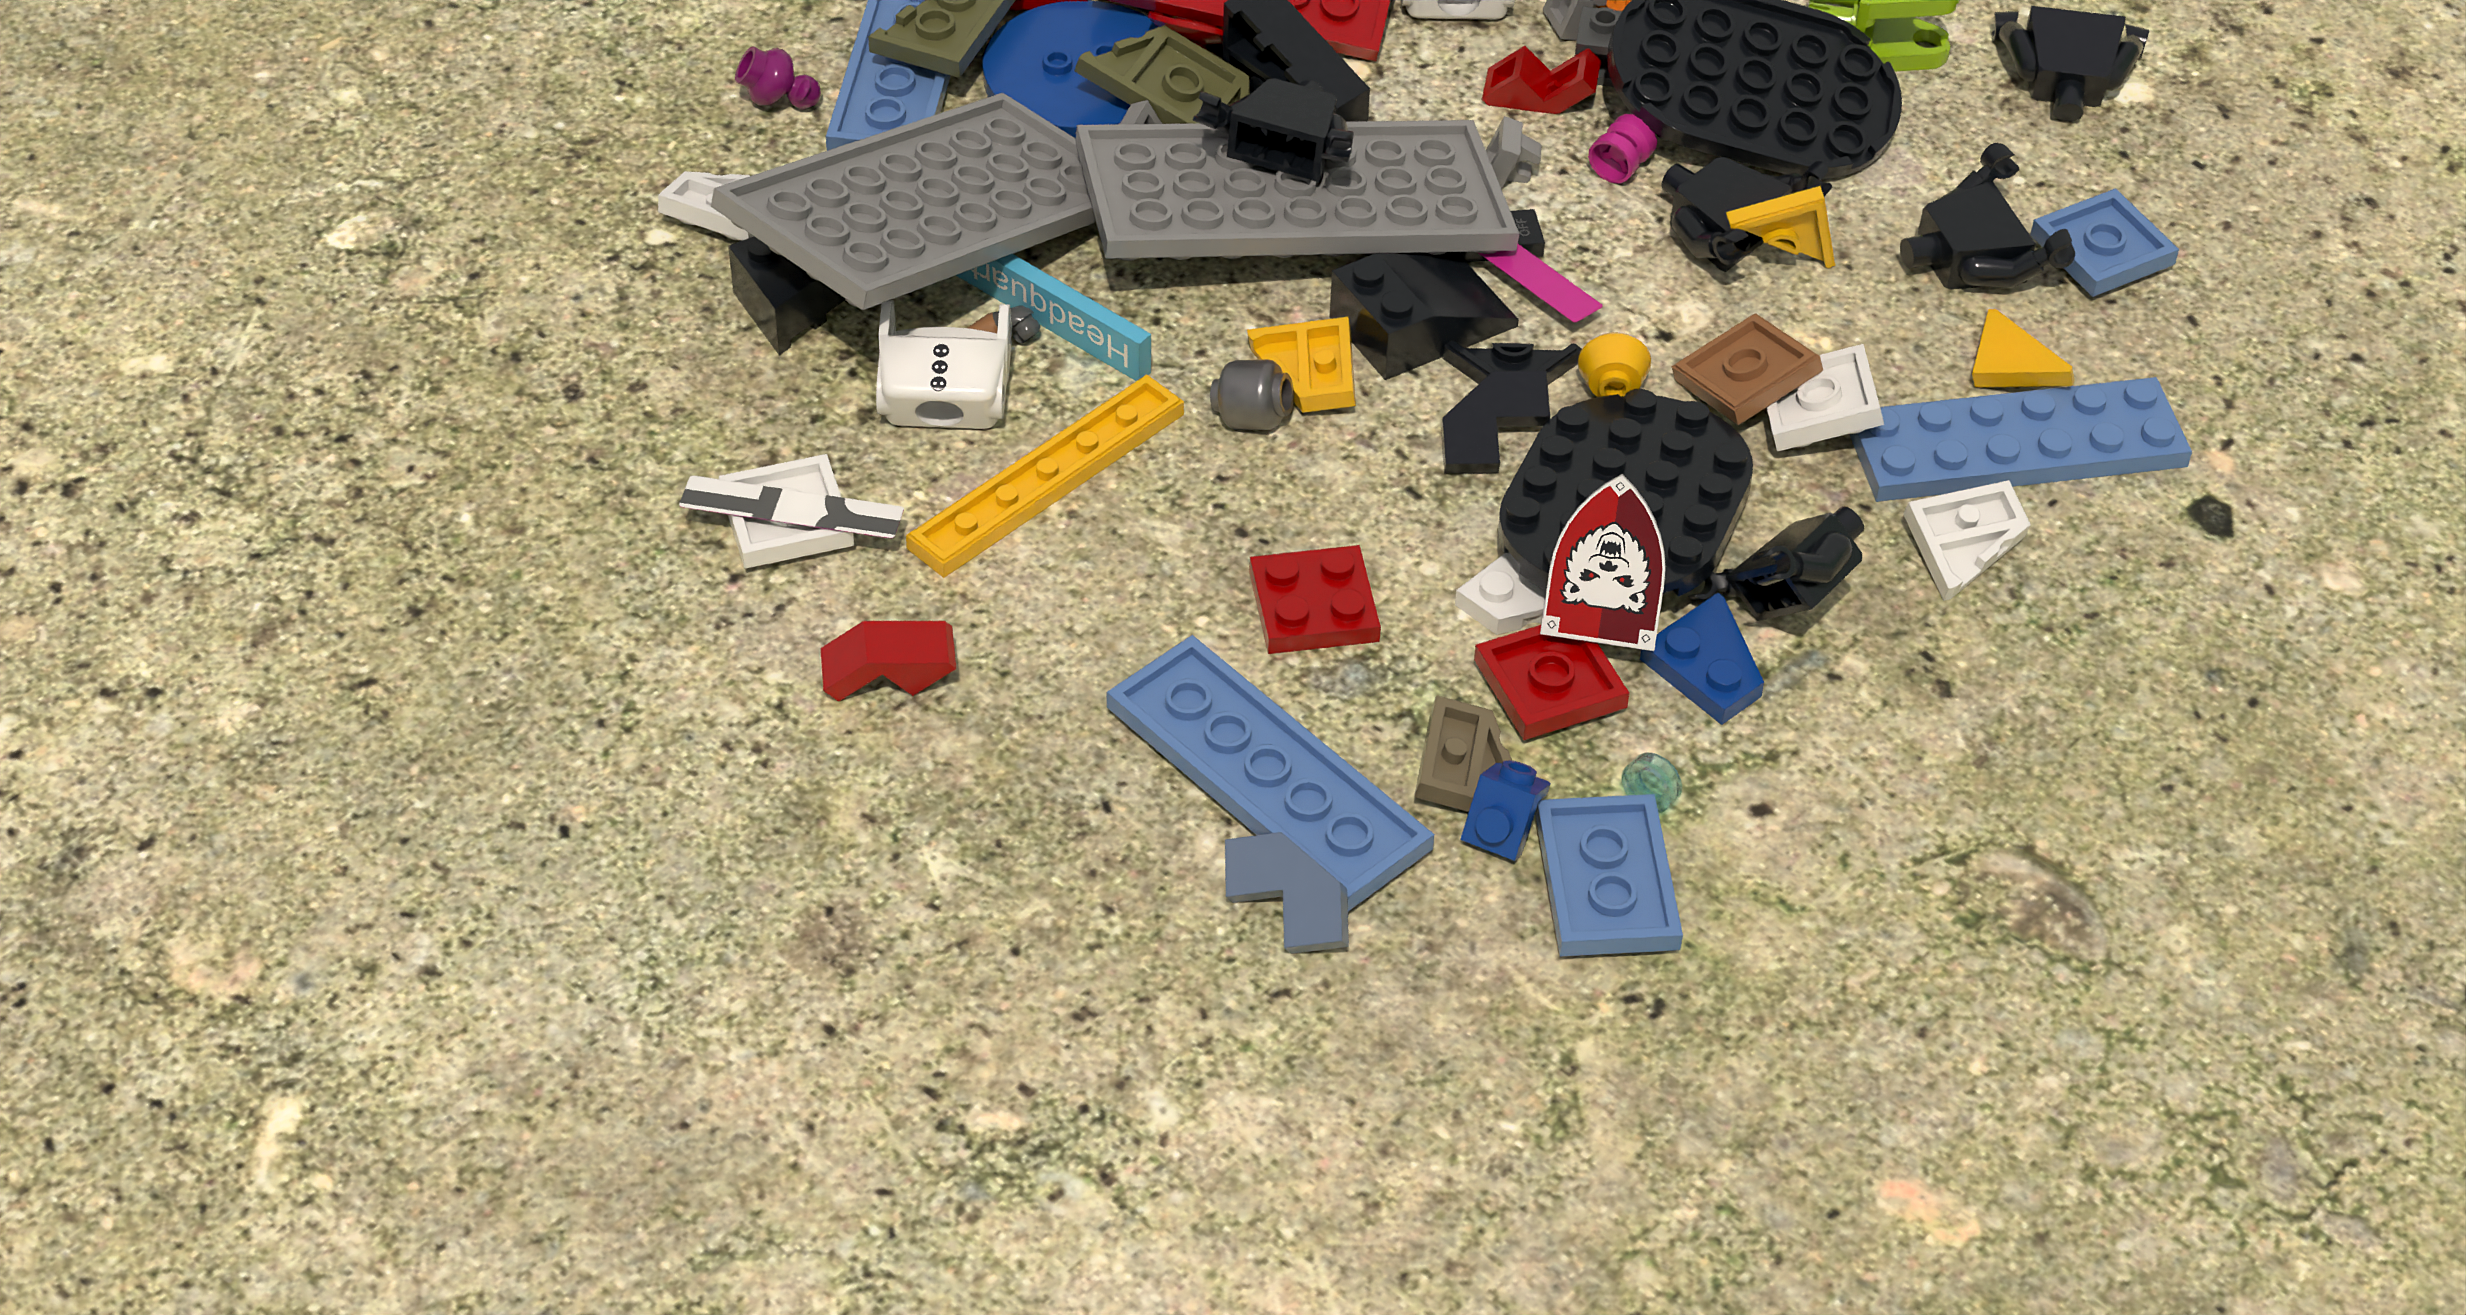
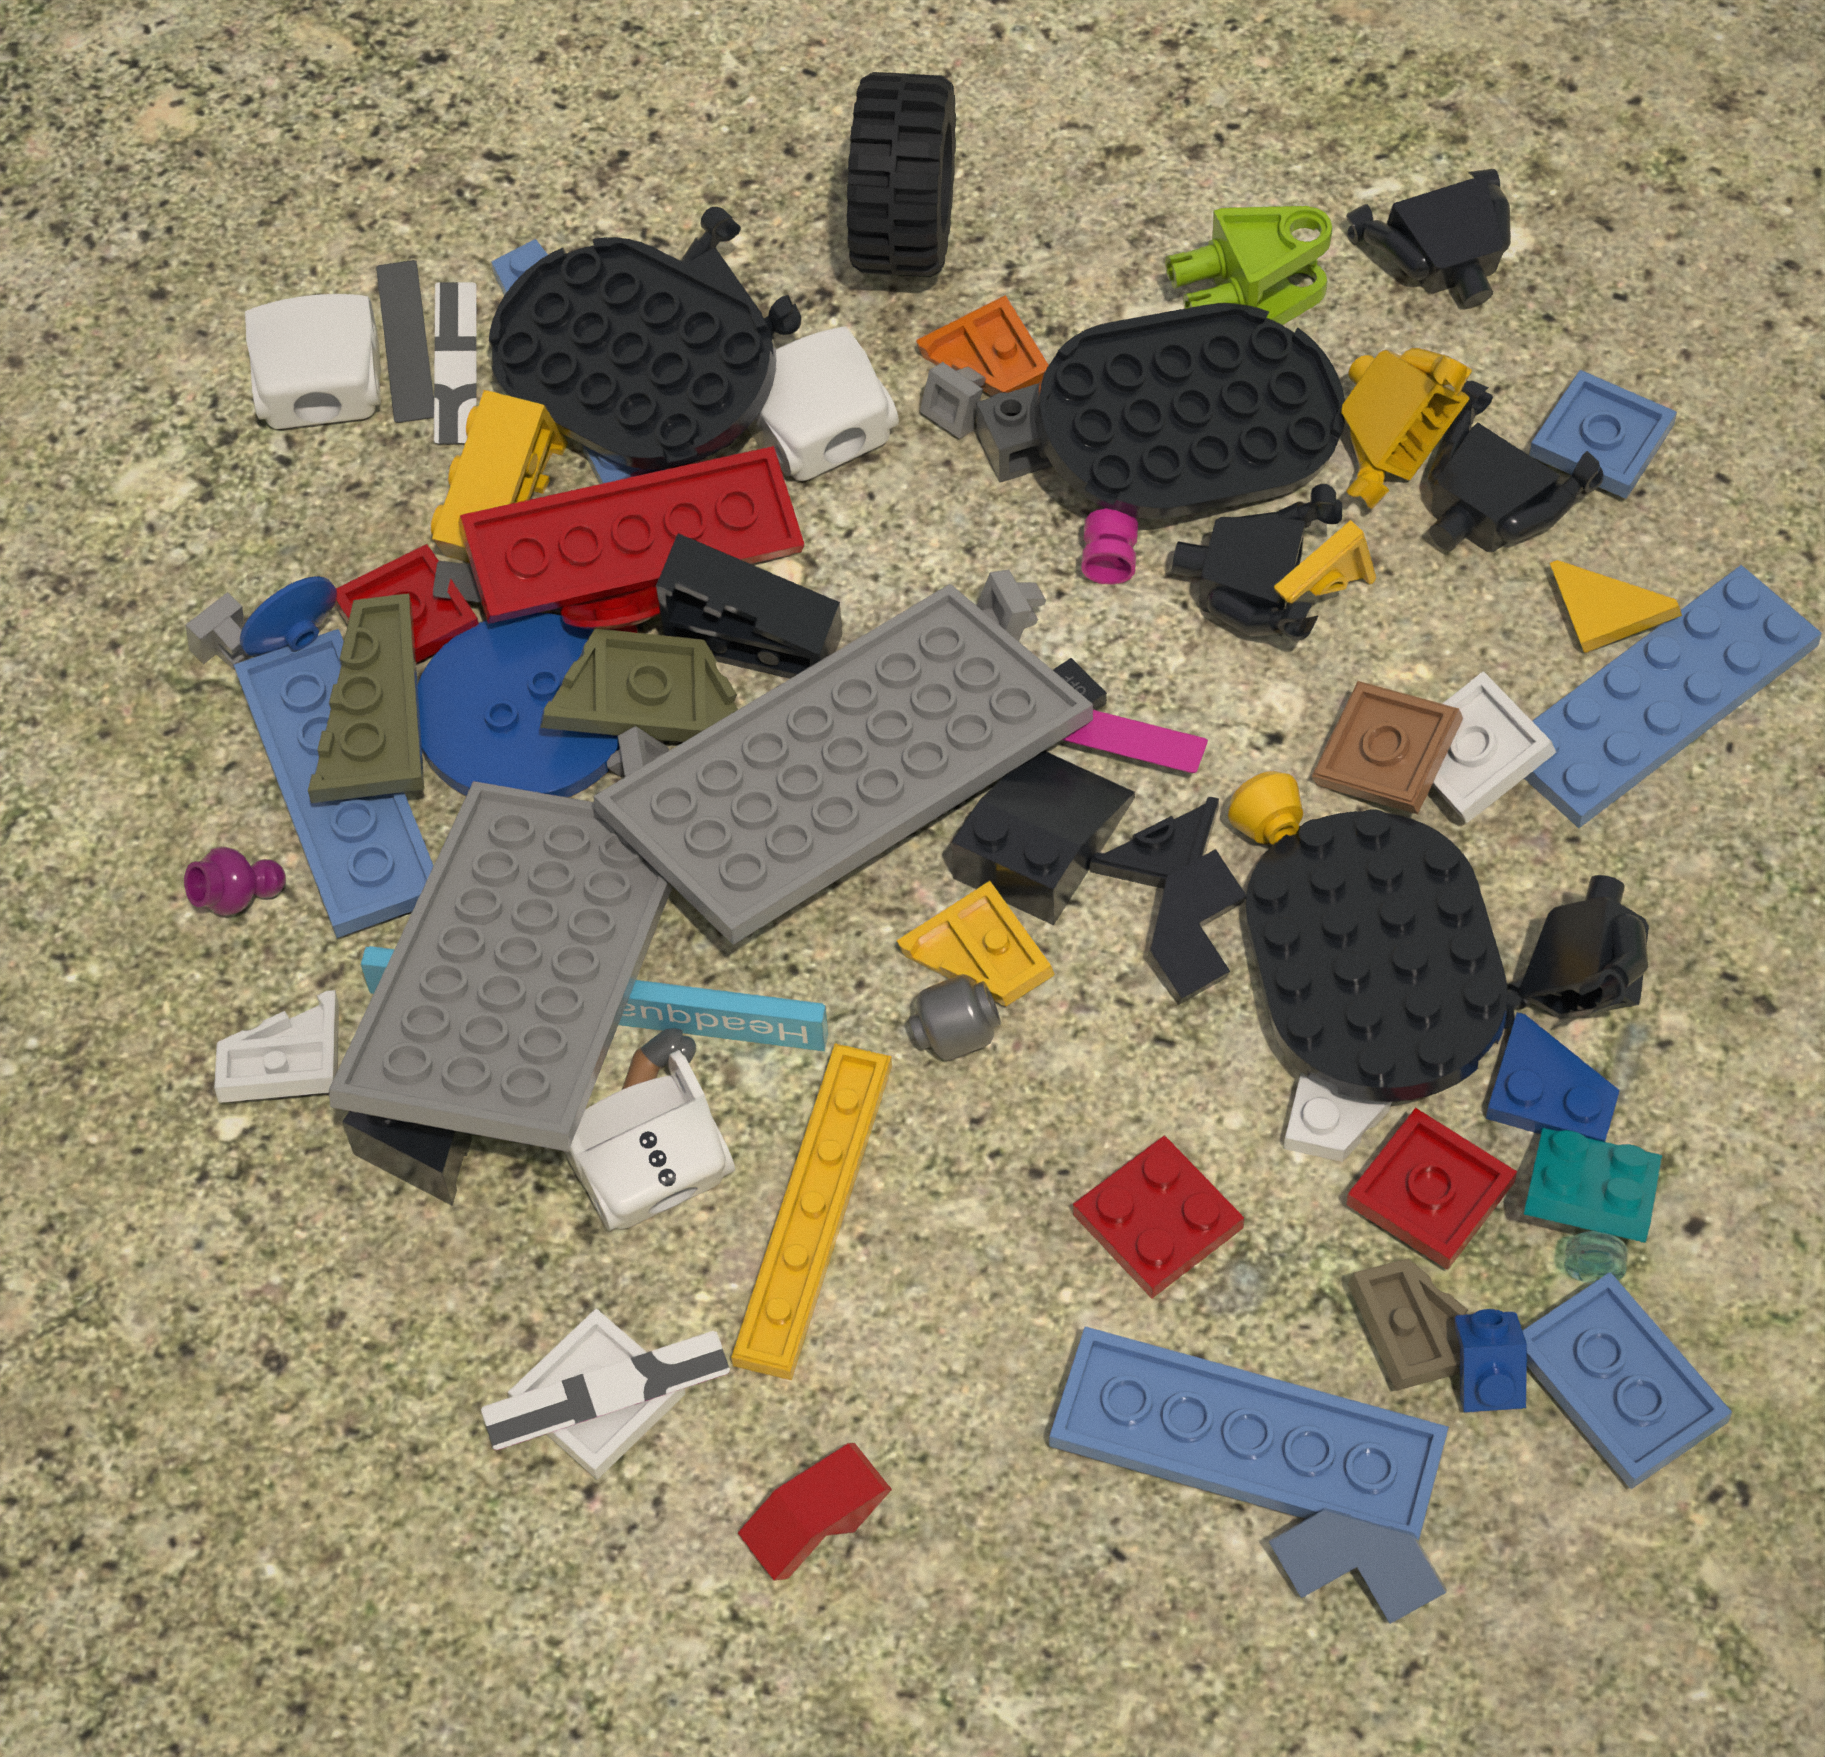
camera: 25 degrees left, 10 degrees up
(1282, 127) = (809, 700): black torso -> none
(1528, 85) = (967, 511): red slope -> none
(1607, 571) = (1442, 1065): shield -> none
(1687, 728) = (1593, 1184): none -> teal plate
(1928, 151) = (1399, 413): none -> yellow torso
(1966, 532) = (1687, 828): white wing -> none

